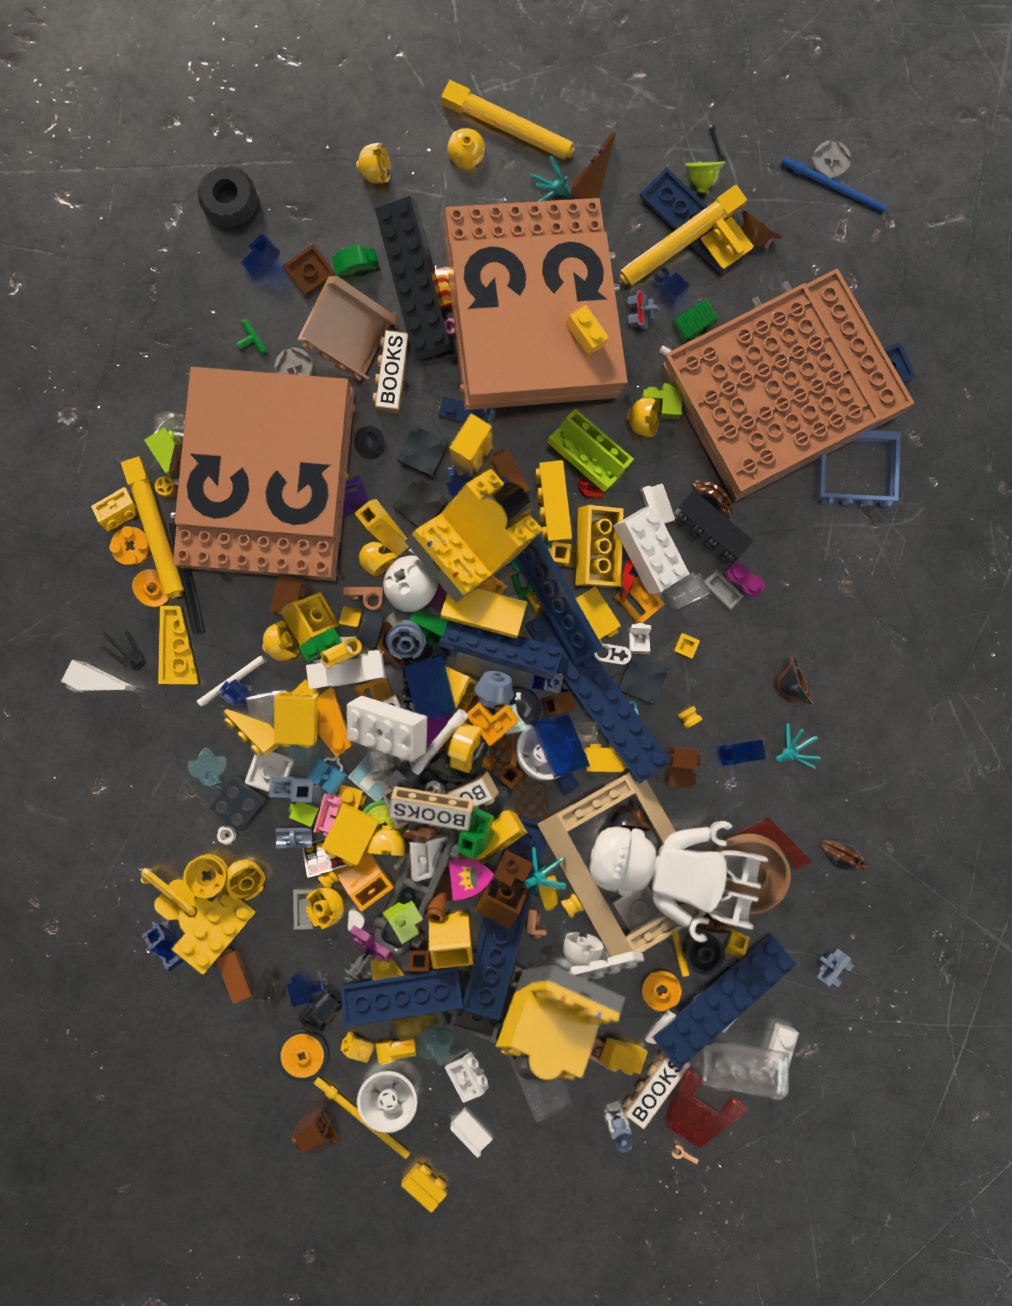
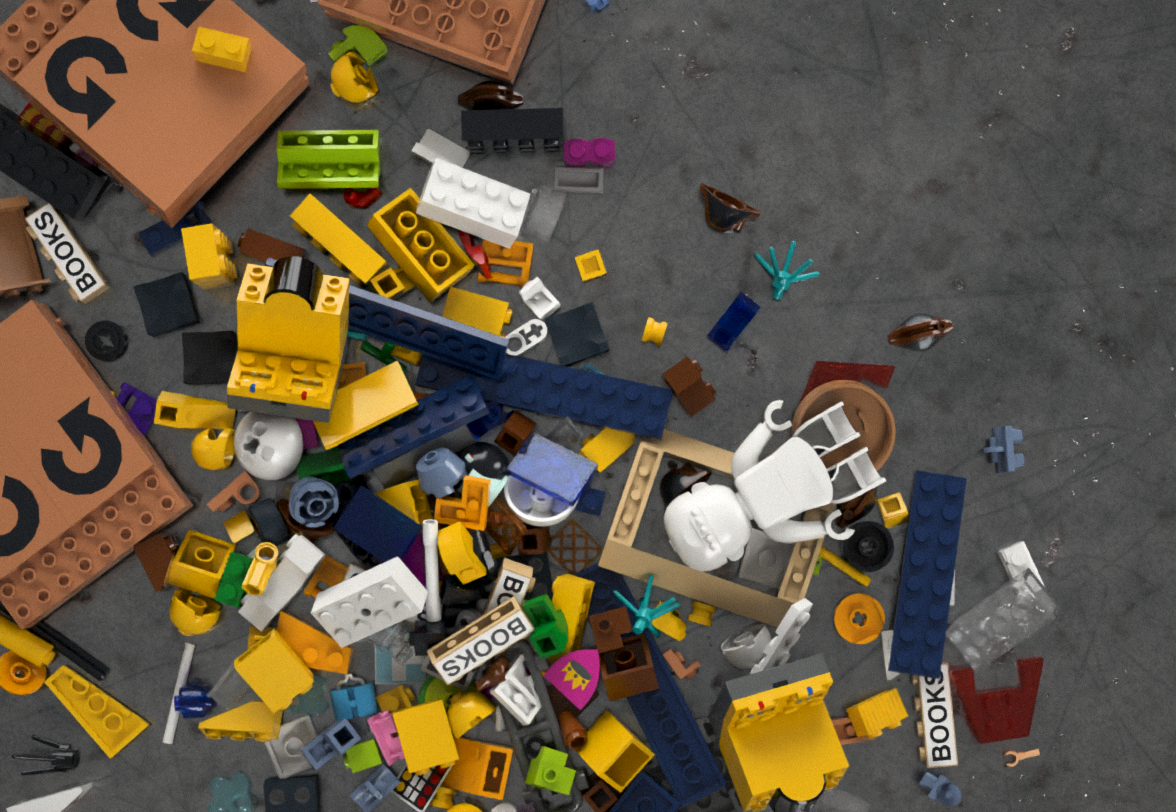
camera: 30 degrees left, 0 degrees up
(457, 482) = (227, 304): clear blue brick -> none

